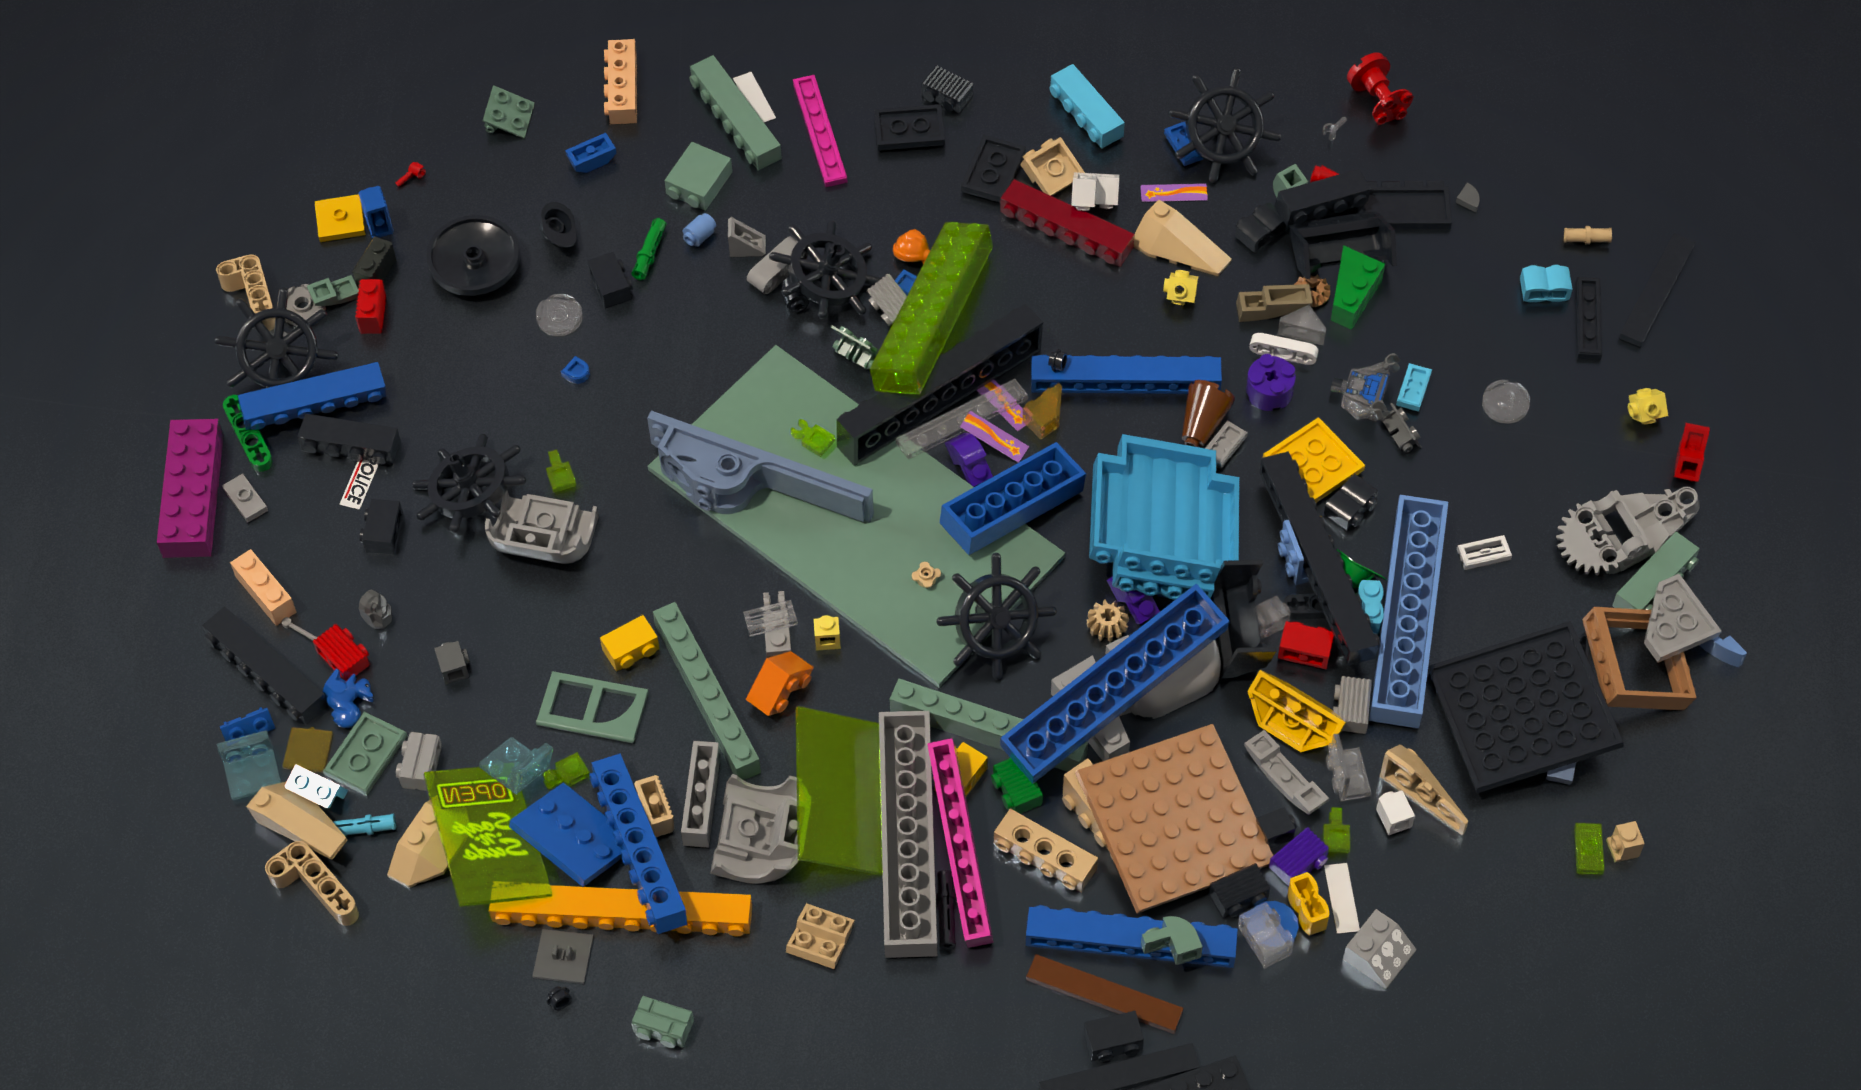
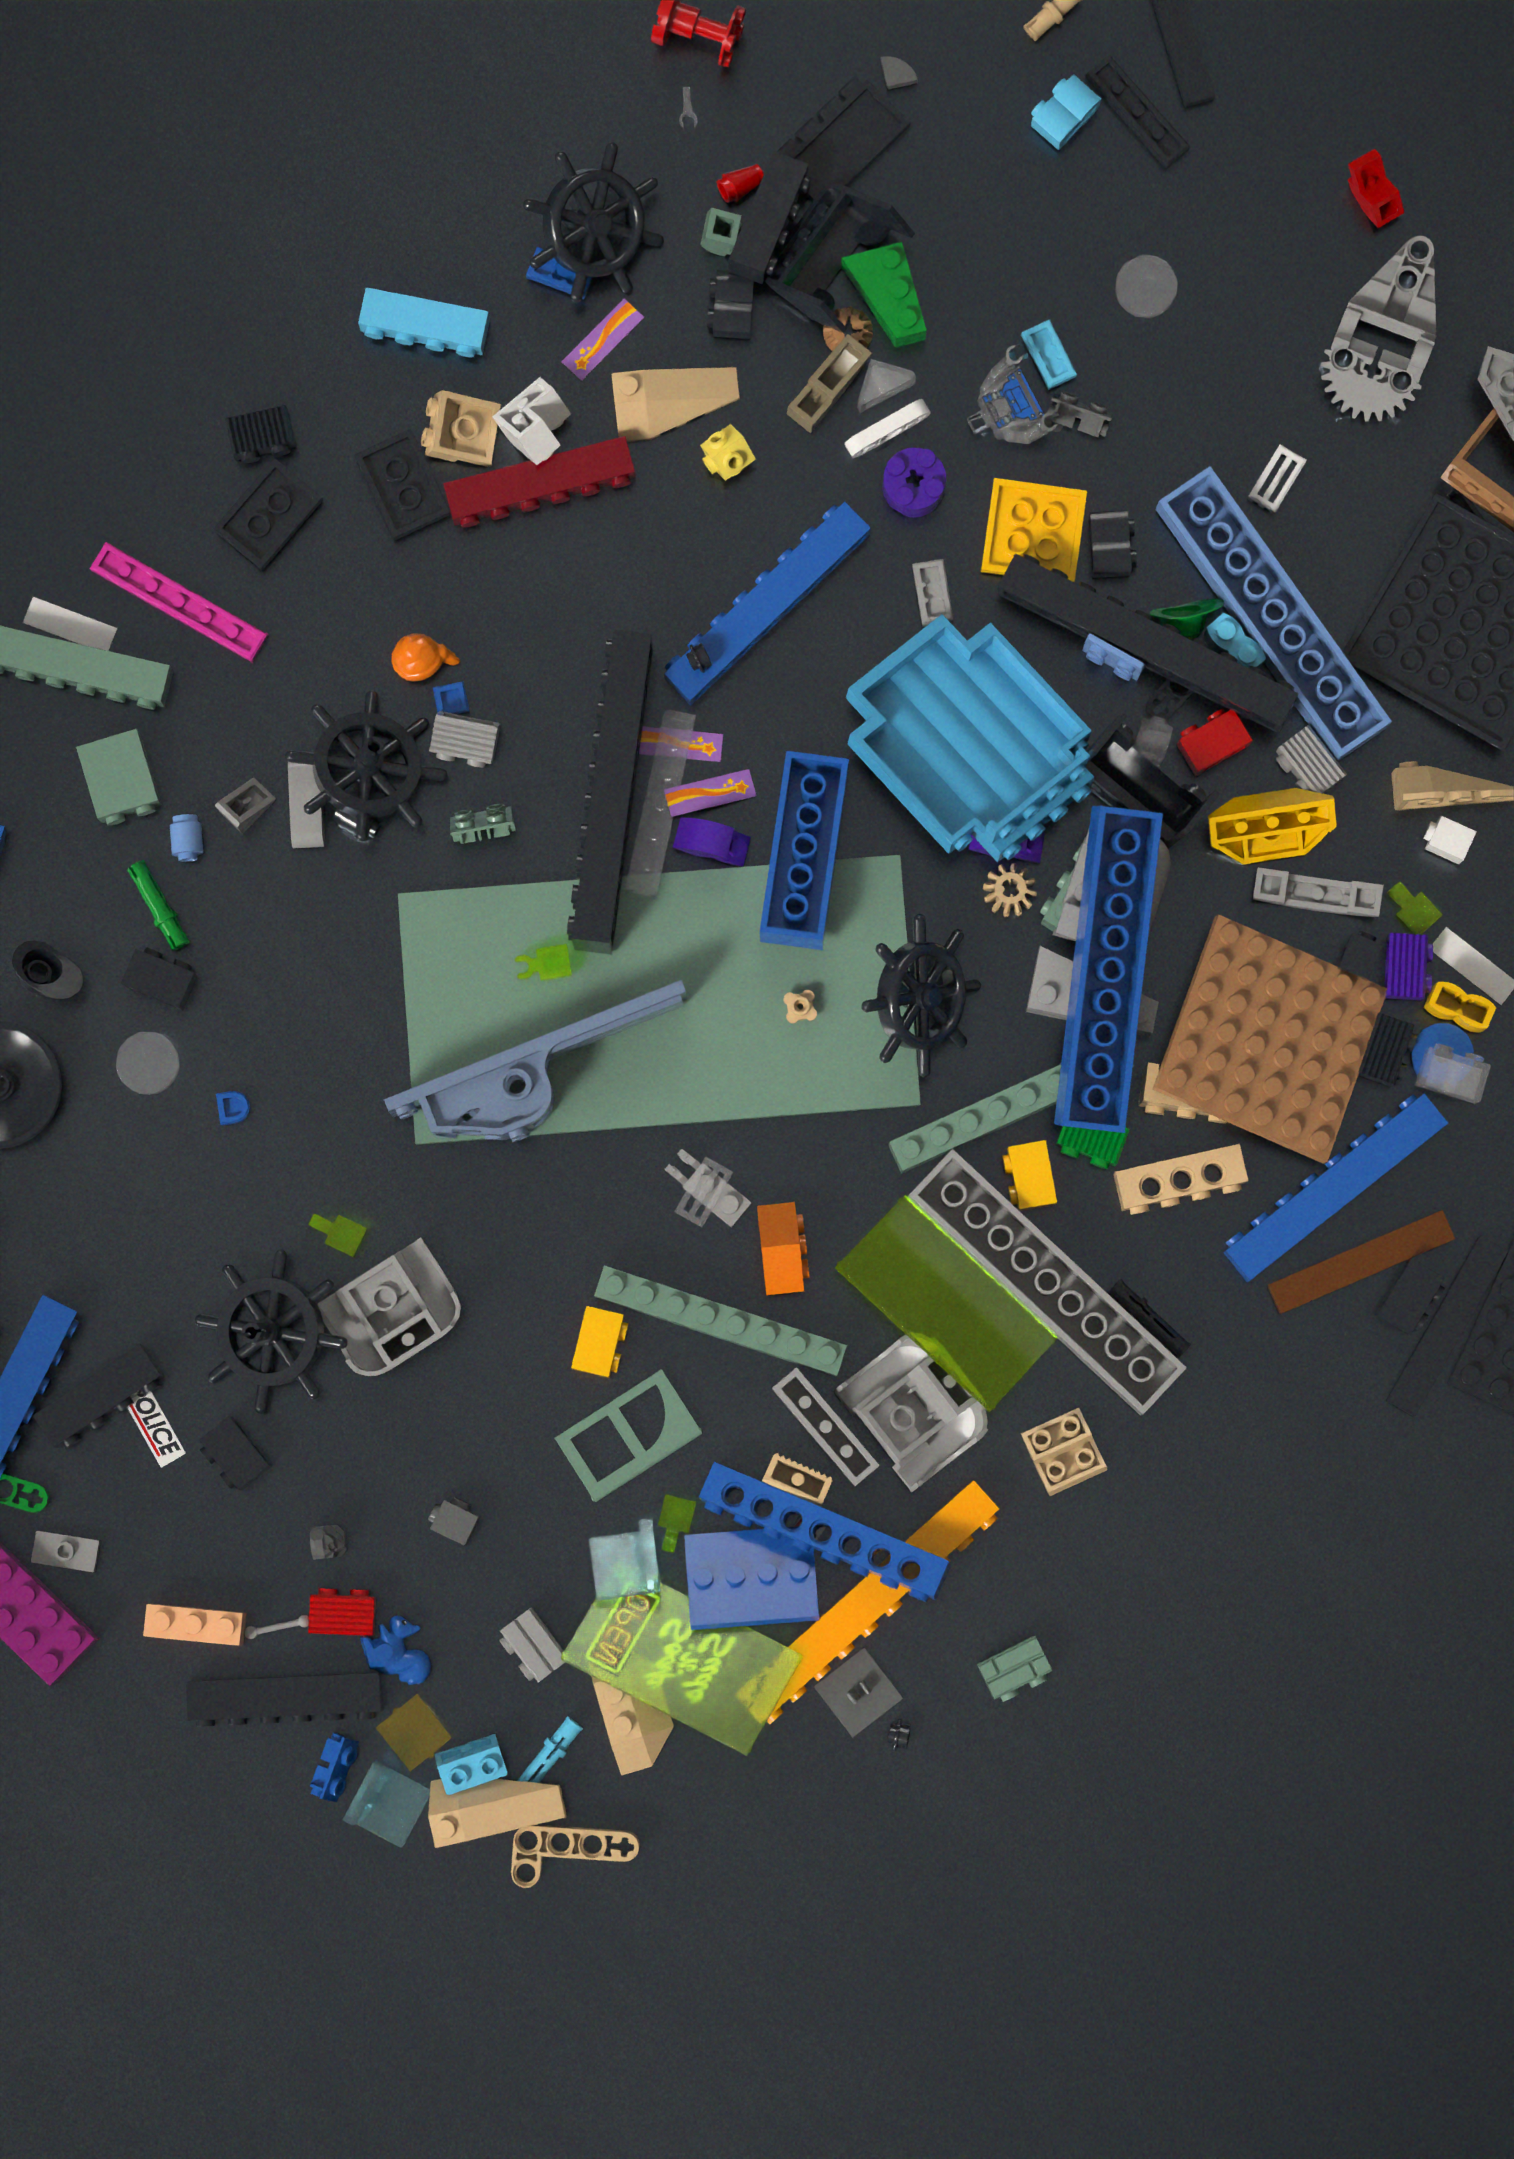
camera: 45 degrees left, 25 degrees up
(365, 753) = (471, 1684): sand green tile -> none
(824, 628) = (767, 1153): light yellow brick -> none
(931, 308) = (527, 719): clear neon green brick -> none
(960, 843) = (1110, 1251): dark pink brick -> none
(1044, 413) = (733, 720): clear yellow slope -> none
(1177, 935) = (1387, 1154): sand green brick -> none
(1204, 411) = (886, 580): reddish brown cone -> none
(1348, 771) = (1368, 836): clear bracket -> none
(1647, 405) = (1287, 169): light yellow brick -> none
(1670, 559) = (1460, 361): sand green brick -> none

